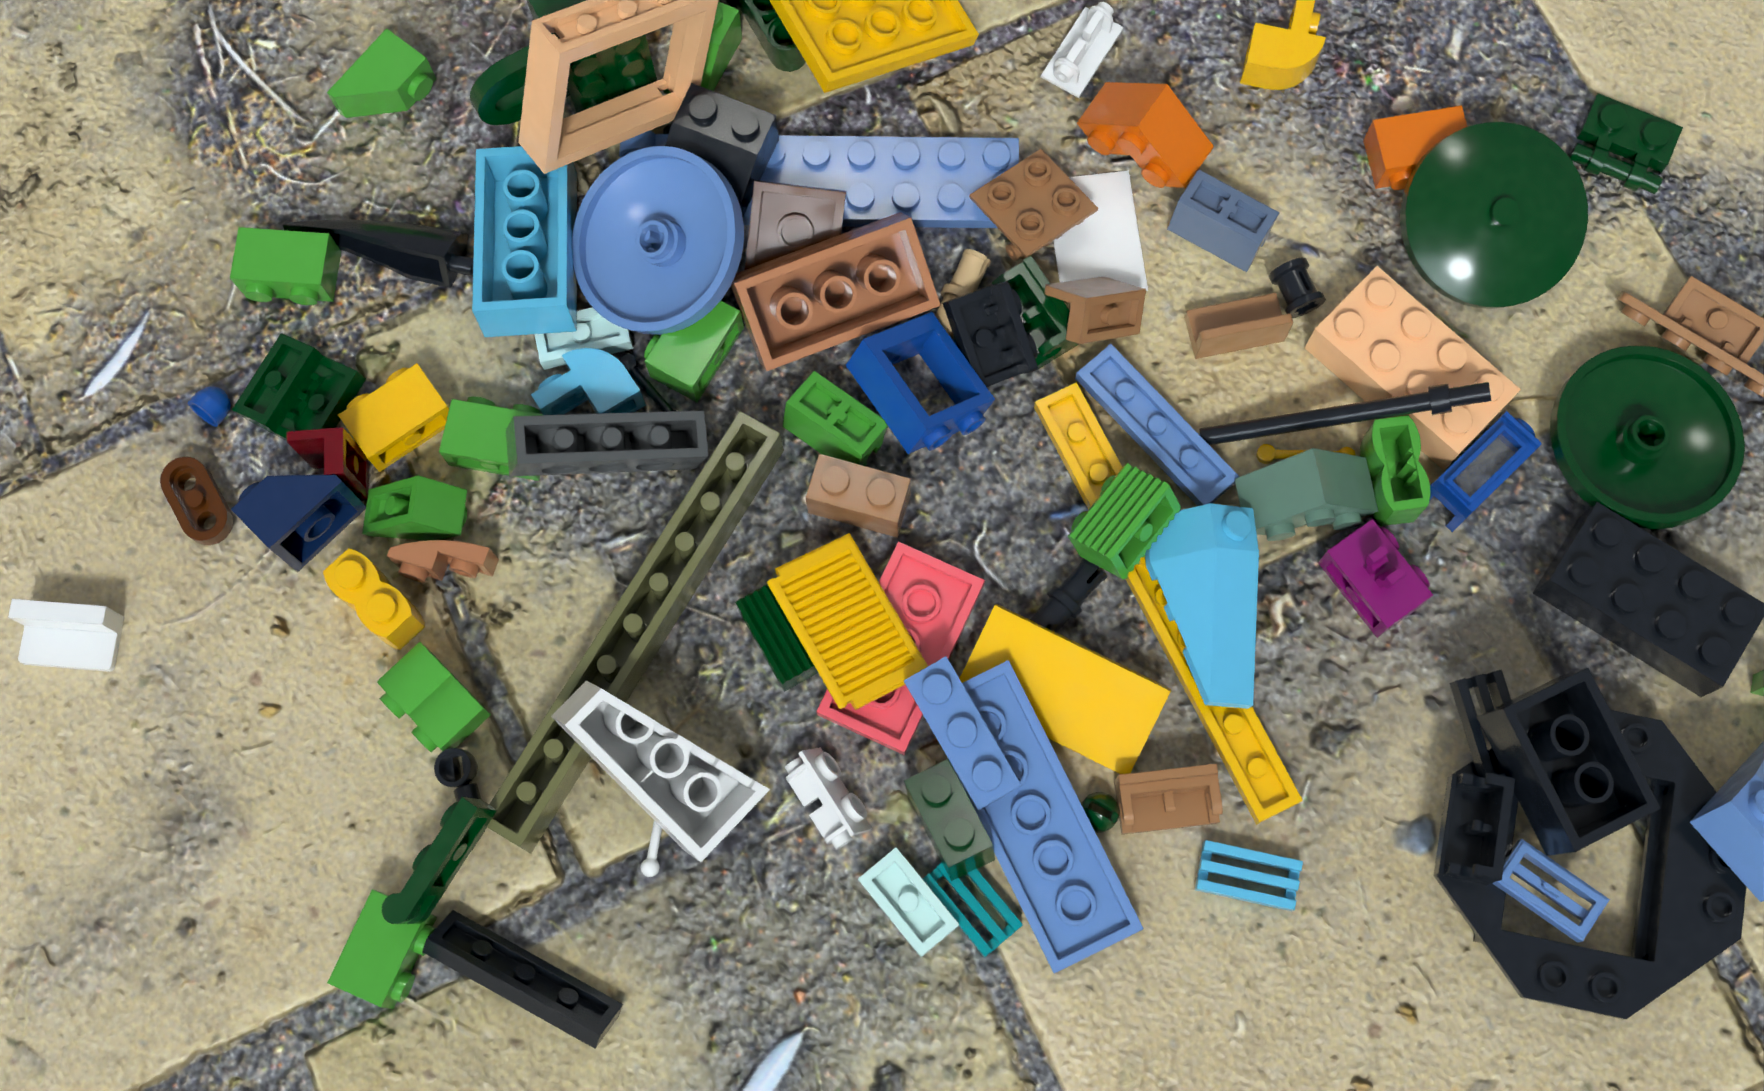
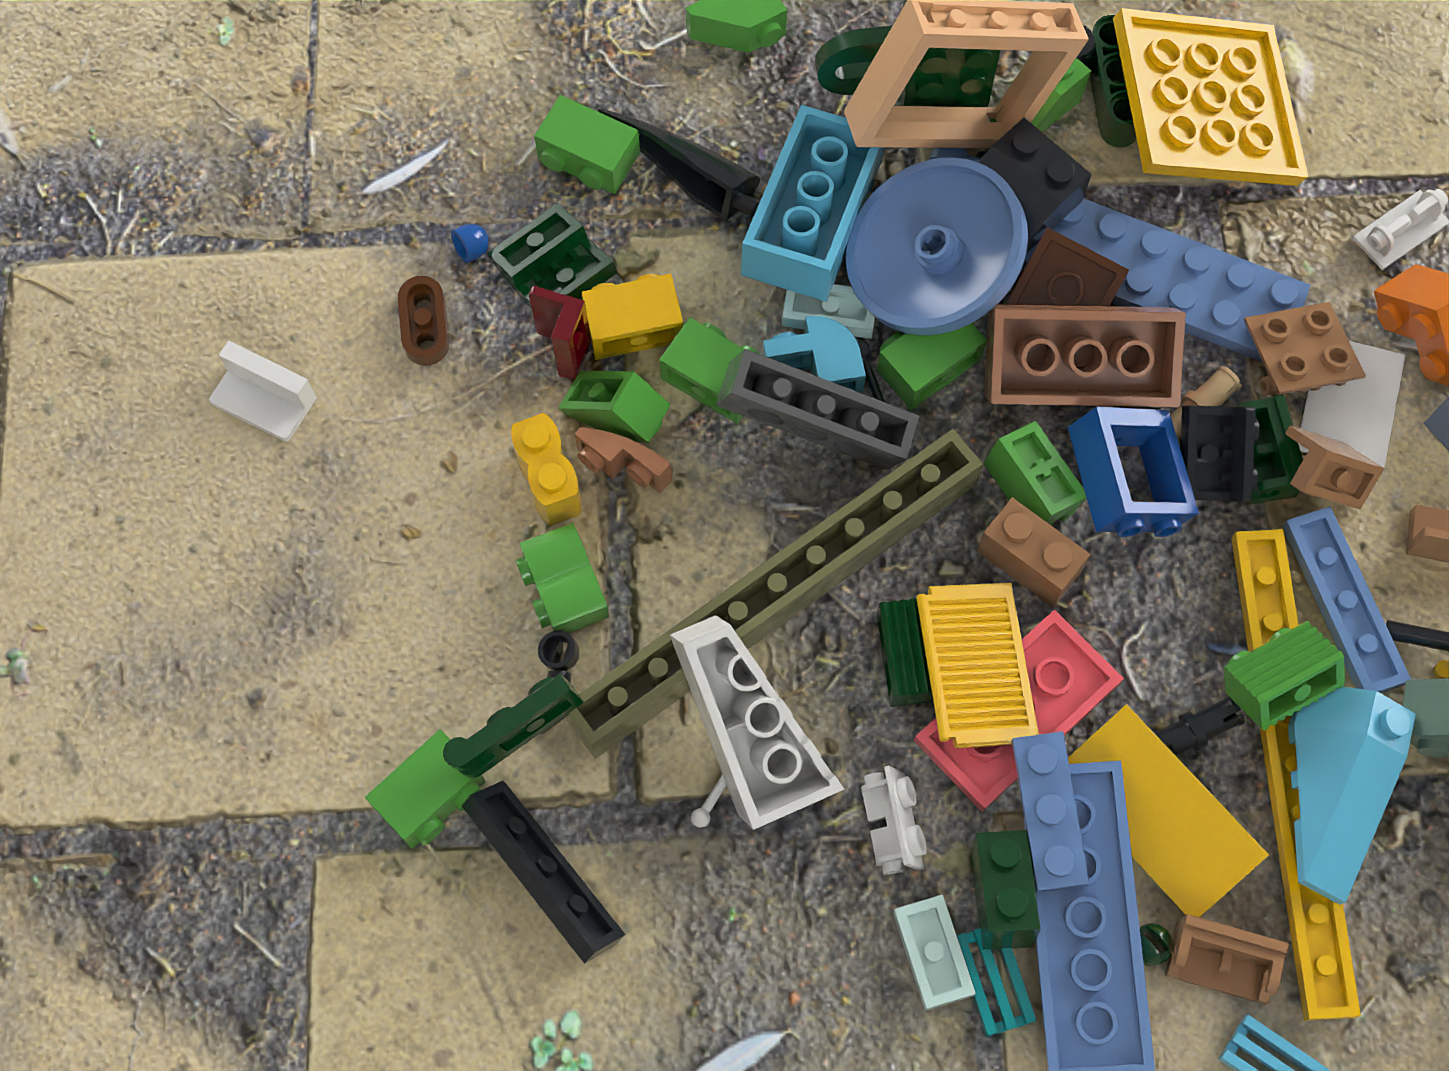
camera: 20 degrees right, 5 degrees down
(298, 514) = (511, 364): dark blue slope -> none

